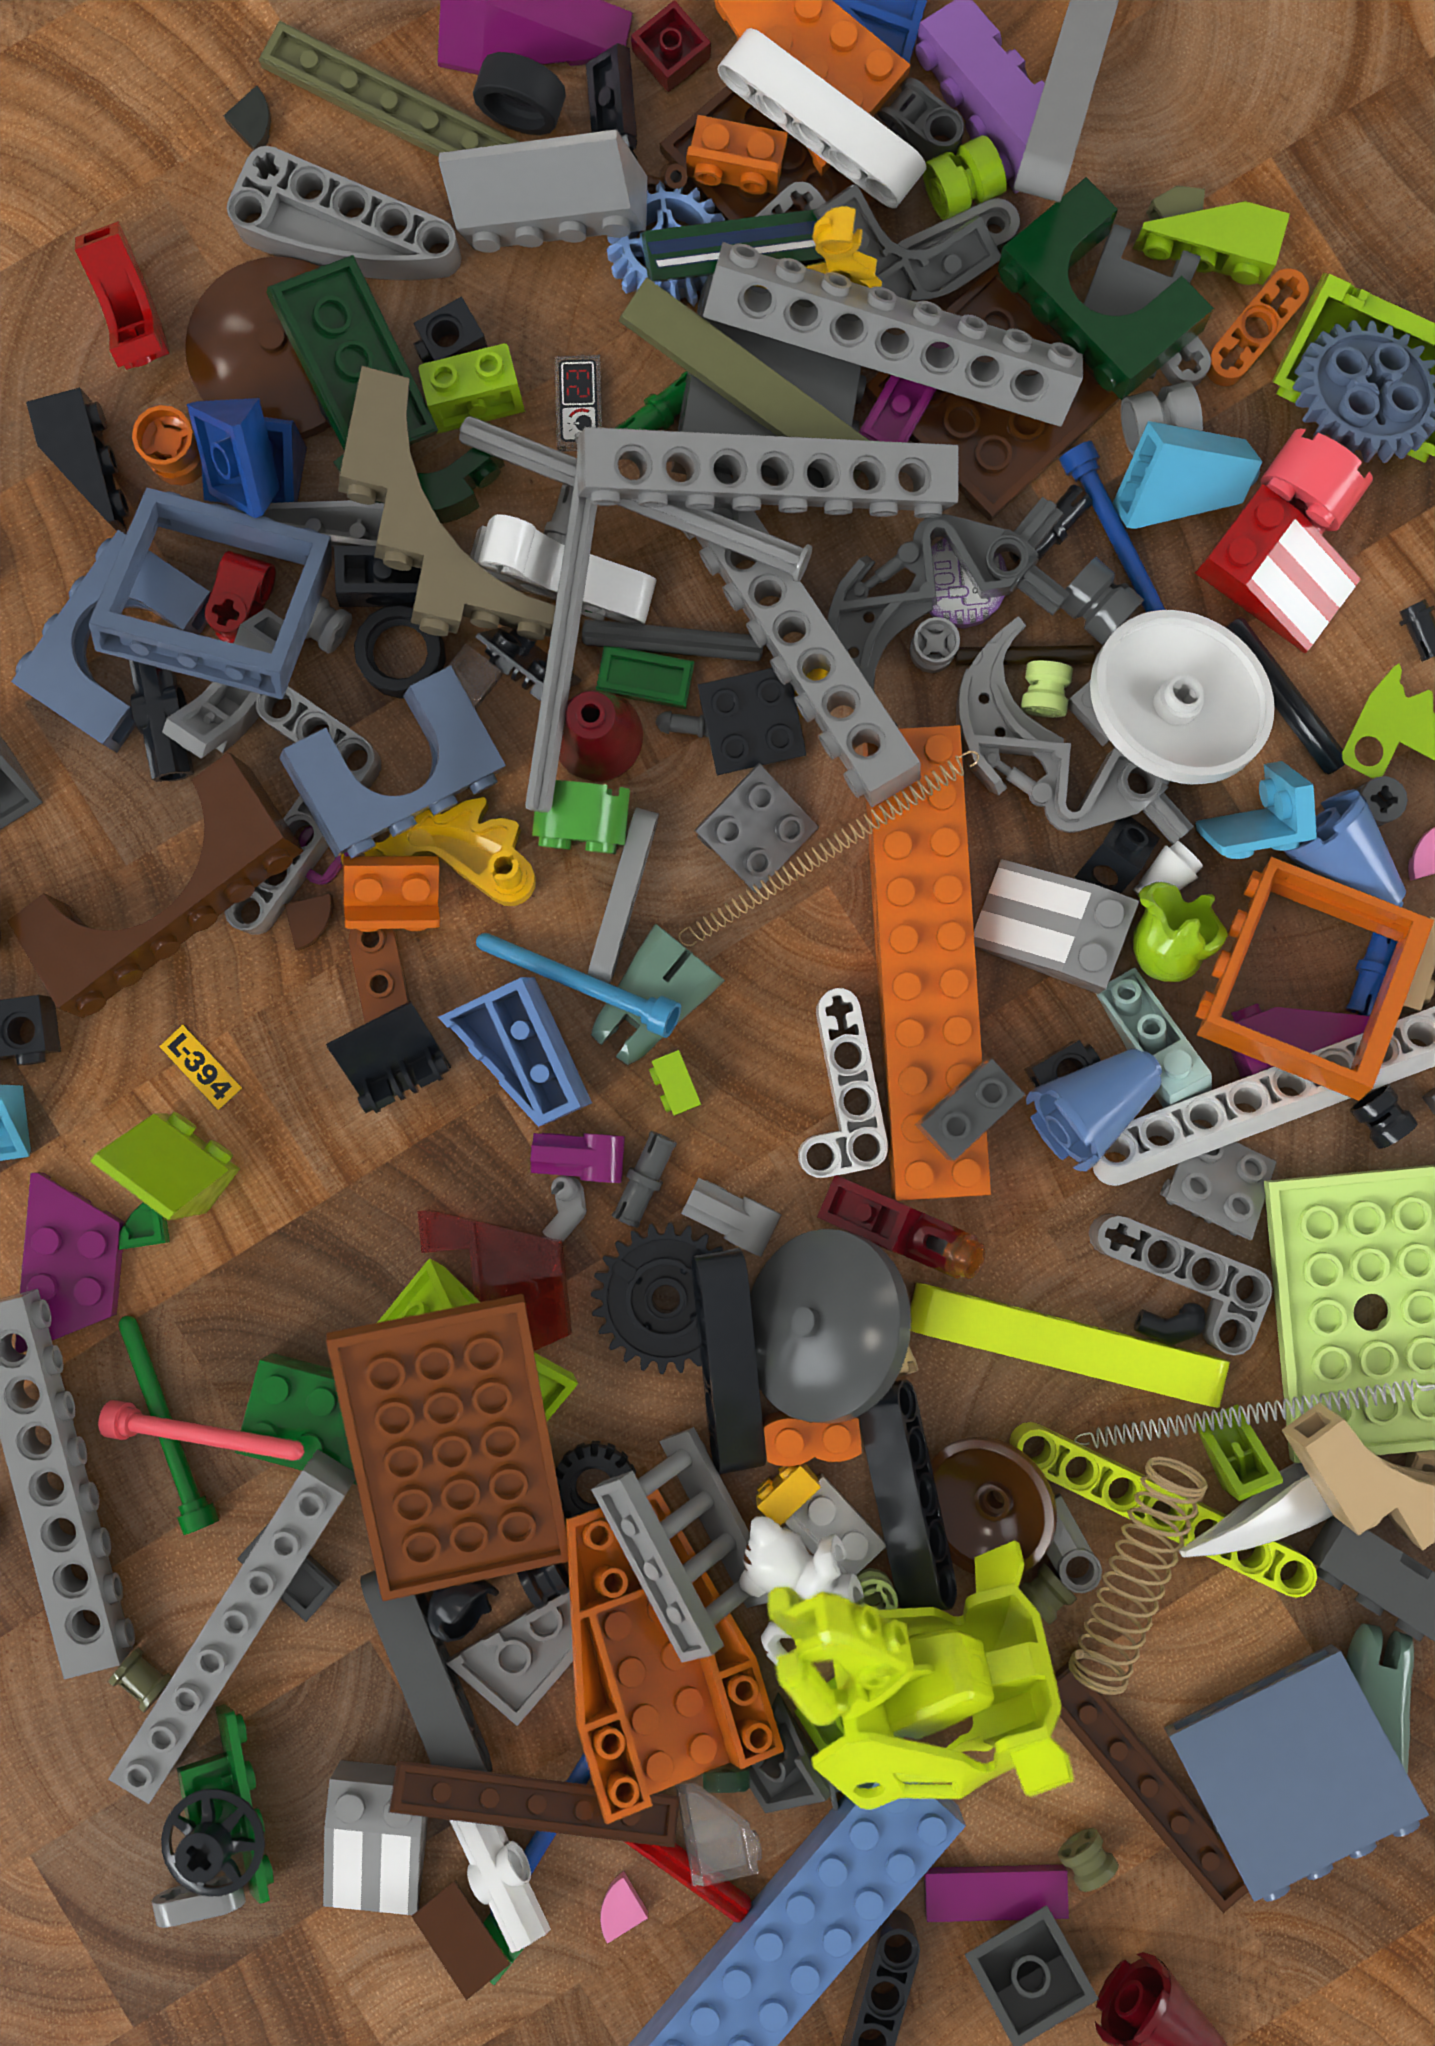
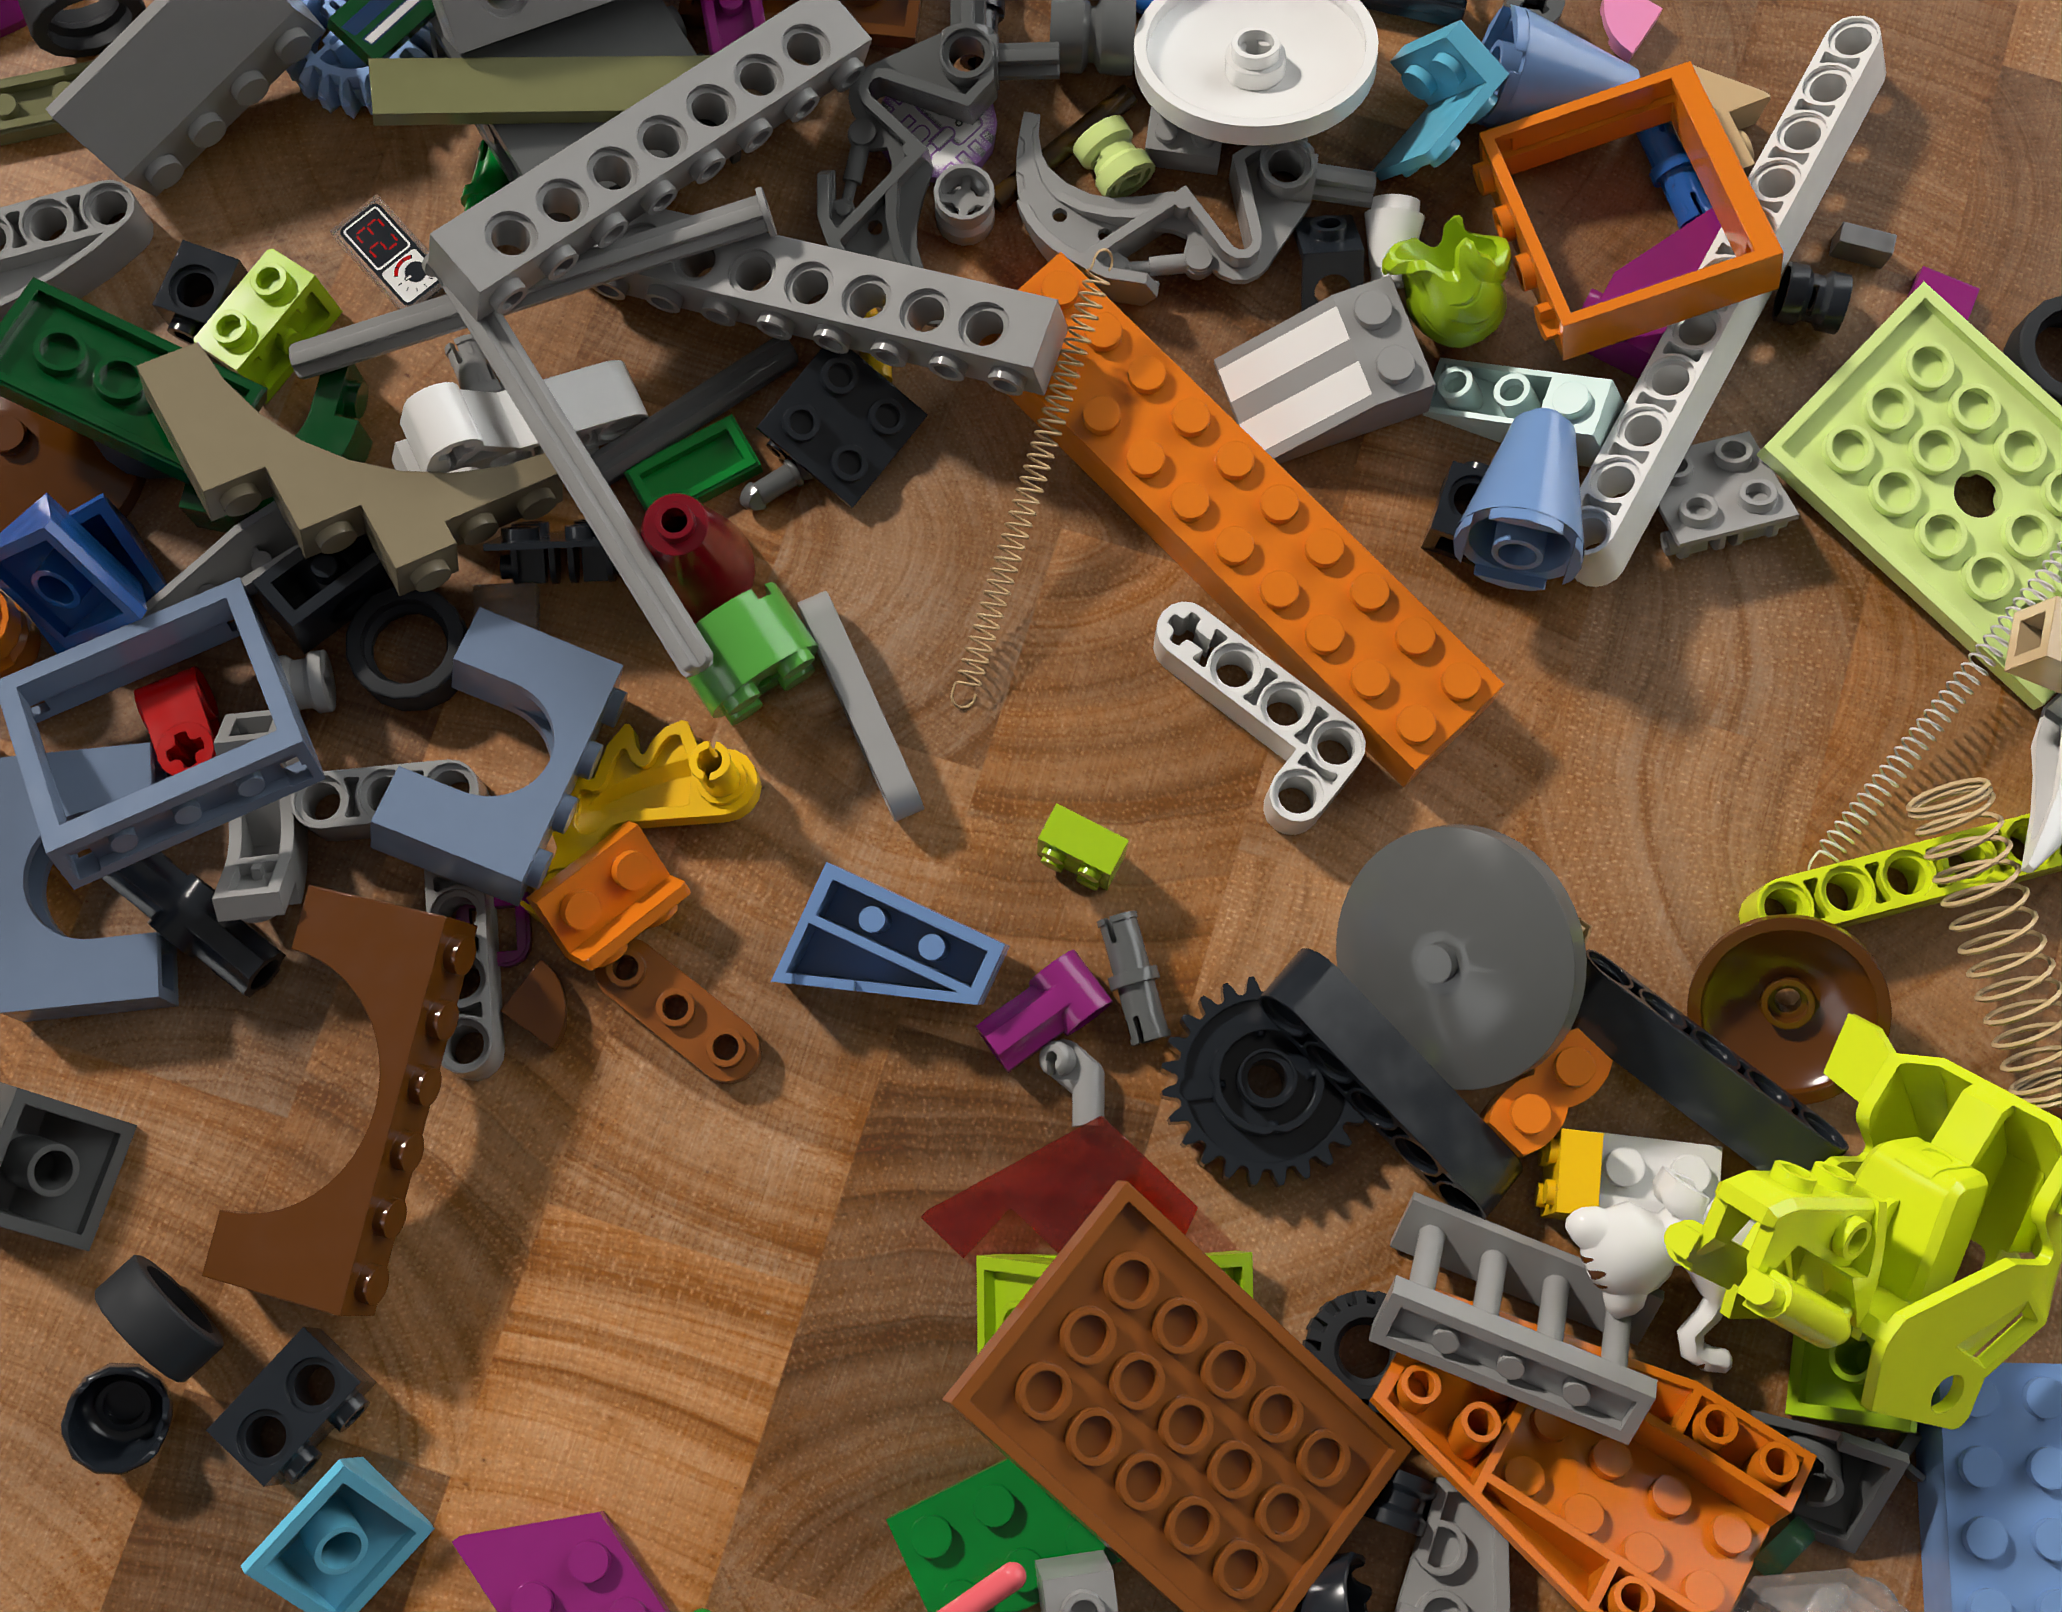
camera: 40 degrees left, 10 degrees down
(143, 1228) = (630, 1493): green tile -> none
(168, 1166) = (607, 1385): lime slope -> none
(200, 1067) = (549, 1267): yellow sticker -> none
(389, 1057) = (752, 1072): black hinge -> none
(657, 970) = (980, 774): sand green piece -> none
(658, 1014) = (1001, 785): dark azure piece -> none
(740, 1220) = (1256, 938): light grey piece -> none
(756, 828) = (938, 525): flat silver hinge -> none
(902, 1229) = (1446, 794): dark red plate -> none
(969, 1109) = (1410, 606): dark grey brick -> none
(1047, 1593) = (1928, 1038): olive wheel -> none
(1068, 1345) = (1723, 775): neon yellow beam -> none
(1070, 1543) = (1904, 983): light grey piece -> none
(1173, 1330) = (1805, 676): black arm -> none
(1178, 1268) = (1755, 612): light grey beam -> none
(1238, 1457) = (1984, 744): lime slope -> none

